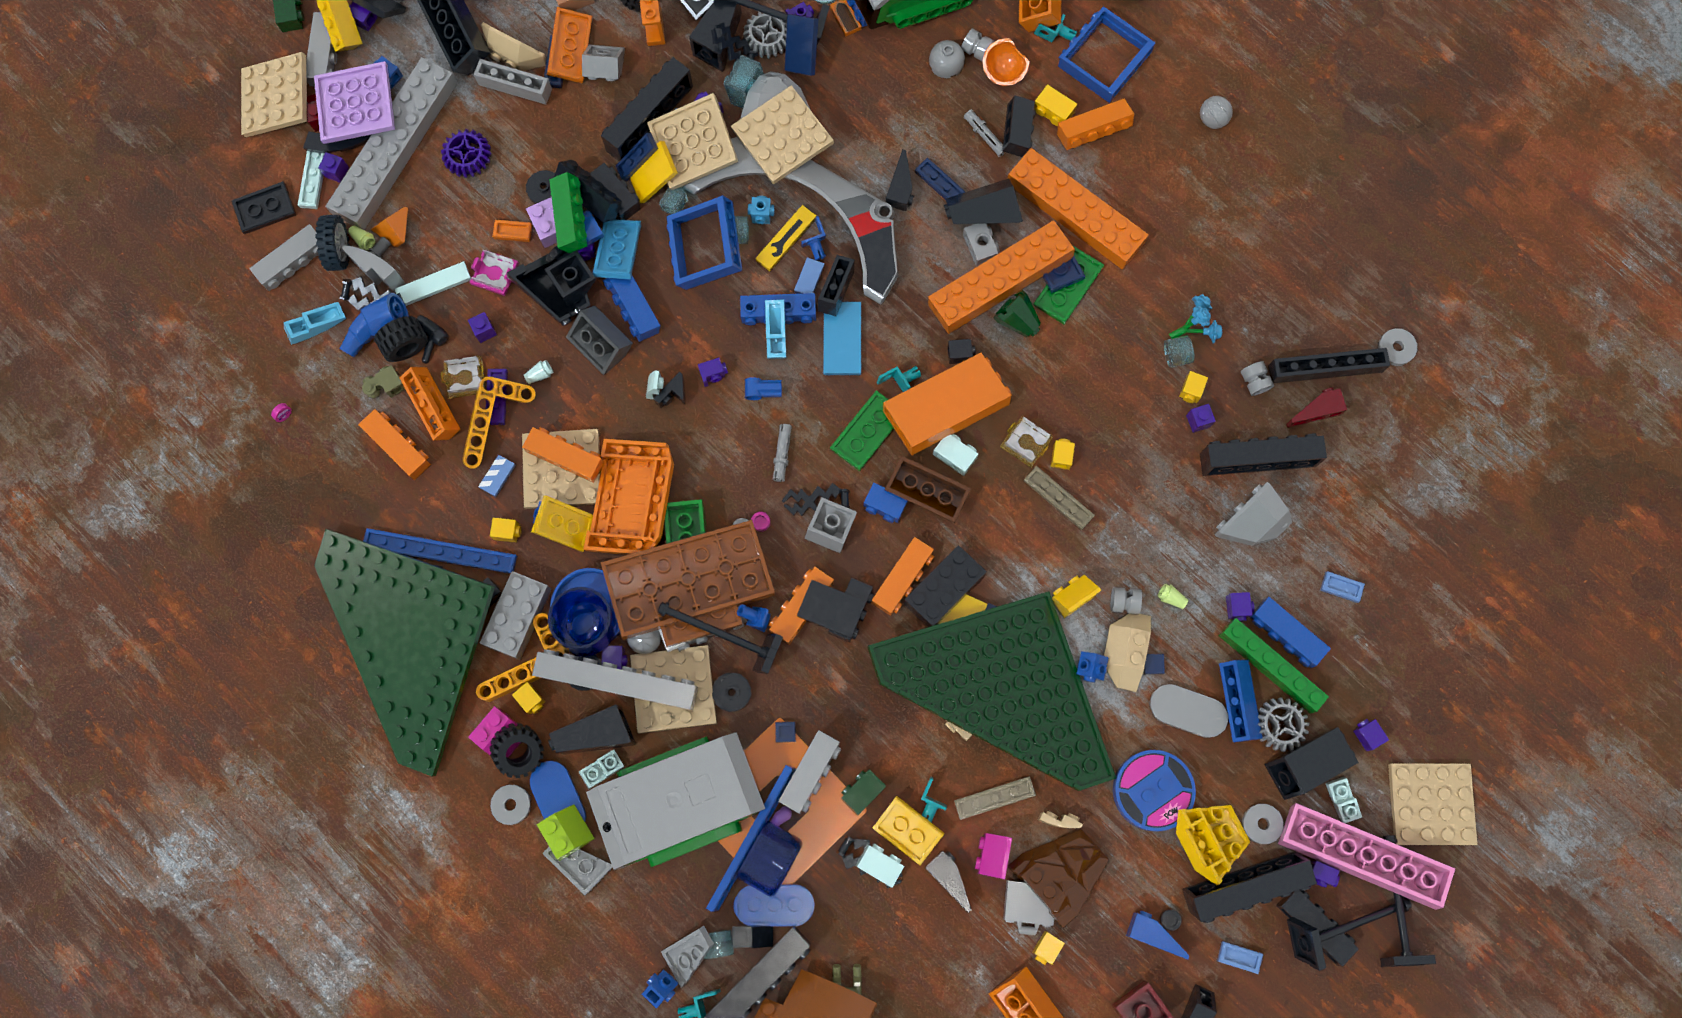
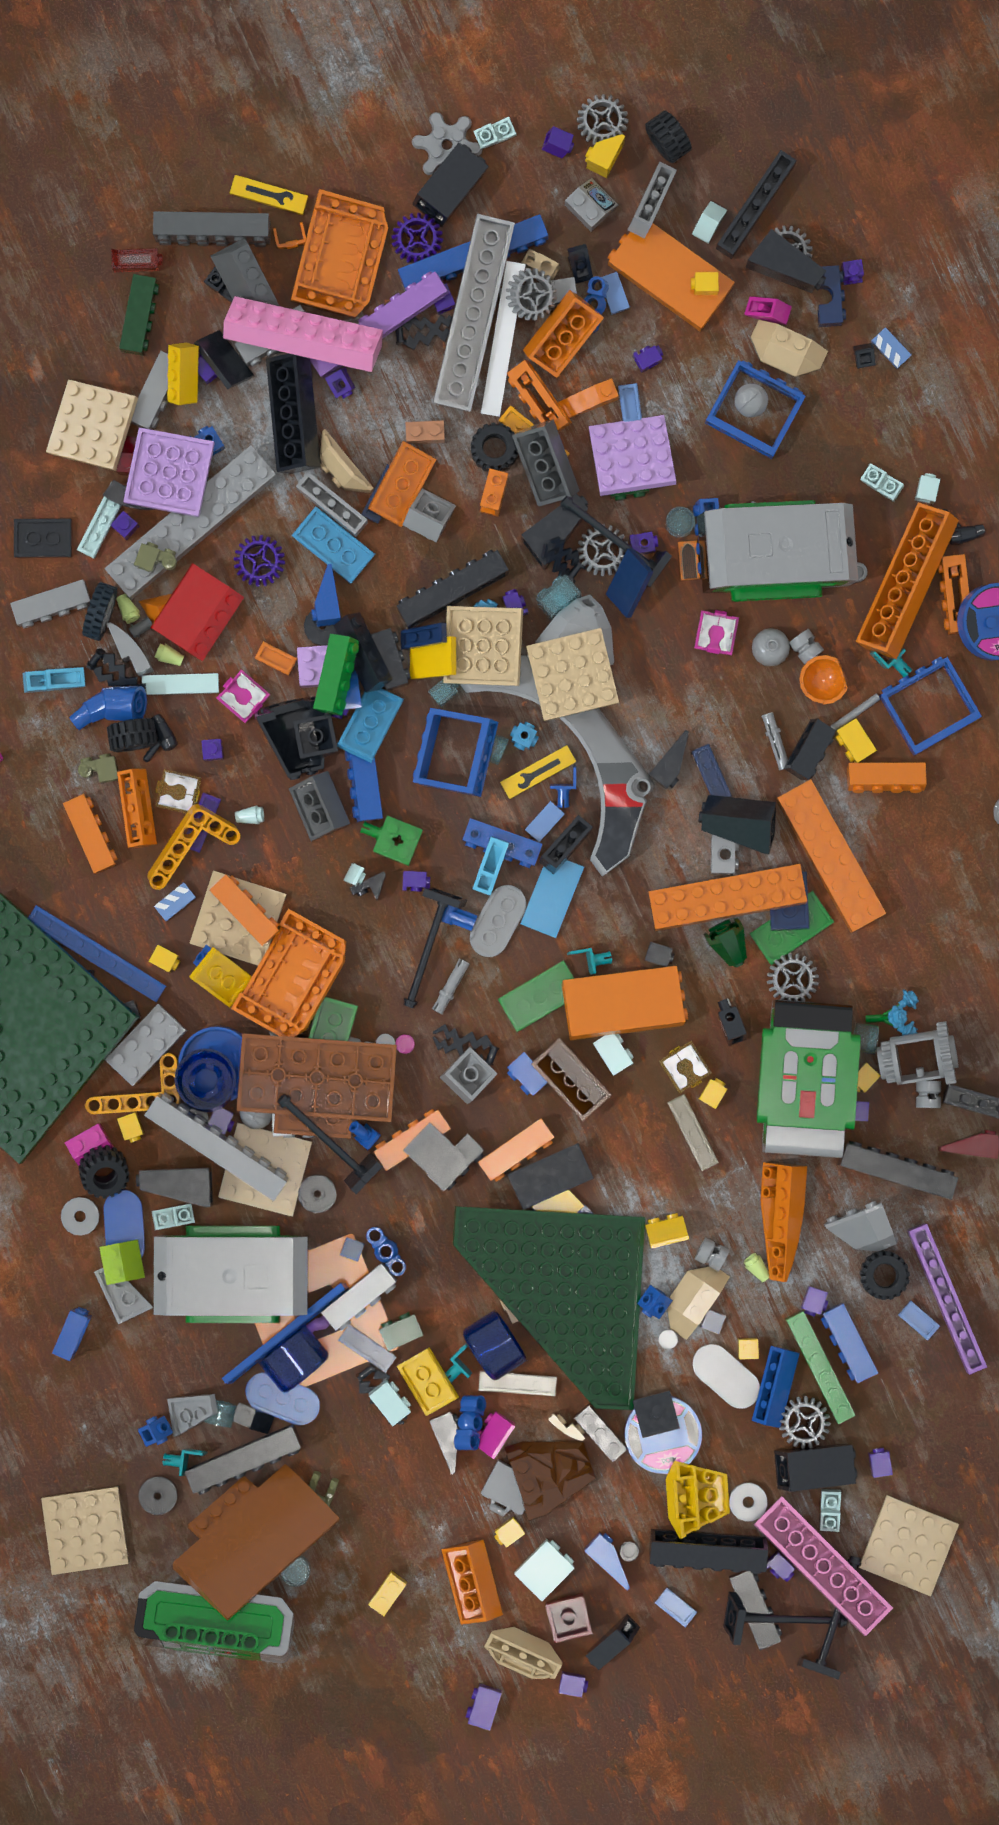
camera: 20 degrees right, 10 degrees up
(360, 177) = (149, 556): none -> olive brick
(413, 262) = (168, 655): none -> yellowish green cone
(423, 213) = (197, 612): none -> red slope
(528, 118) = (333, 545): none -> dark azure tile
(538, 162) = (326, 605): none -> blue slope
(541, 923) = (72, 1333): none -> blue window
(673, 334) = (392, 829): none -> green brick
(744, 374) = (443, 900): none -> black tile
(802, 379) = (498, 921): none -> light grey tile
(811, 713) = (384, 1241): none -> blue piece
(837, 822) = (367, 1348): none -> tile
(894, 64) = (716, 632): none -> piece
(959, 767) = (494, 1345): none -> clear blue piece
(965, 854) = (470, 1422): none -> blue piece
(1047, 80) = (855, 712): none -> light grey bar
(1053, 385) = (733, 1030): none -> black torso
(1094, 813) = (600, 1432): none -> brick
(1097, 329) = (805, 967): none -> light grey gear
(1098, 971) = (545, 1569): none -> light aqua brick
(1118, 697) = (668, 1339): none -> tile
(1141, 771) = (656, 1414): none -> black tile
(1147, 402) = (808, 1078): none -> piece
(1174, 538) = (782, 1214): none -> orange wedge
(1198, 675) = (748, 1348): none -> yellow brick
(1258, 334) = (945, 1053): none -> light grey piece
(1305, 546) = (900, 1282): none -> black tyre
(1361, 555) = (946, 1298): none -> medium lavender brick

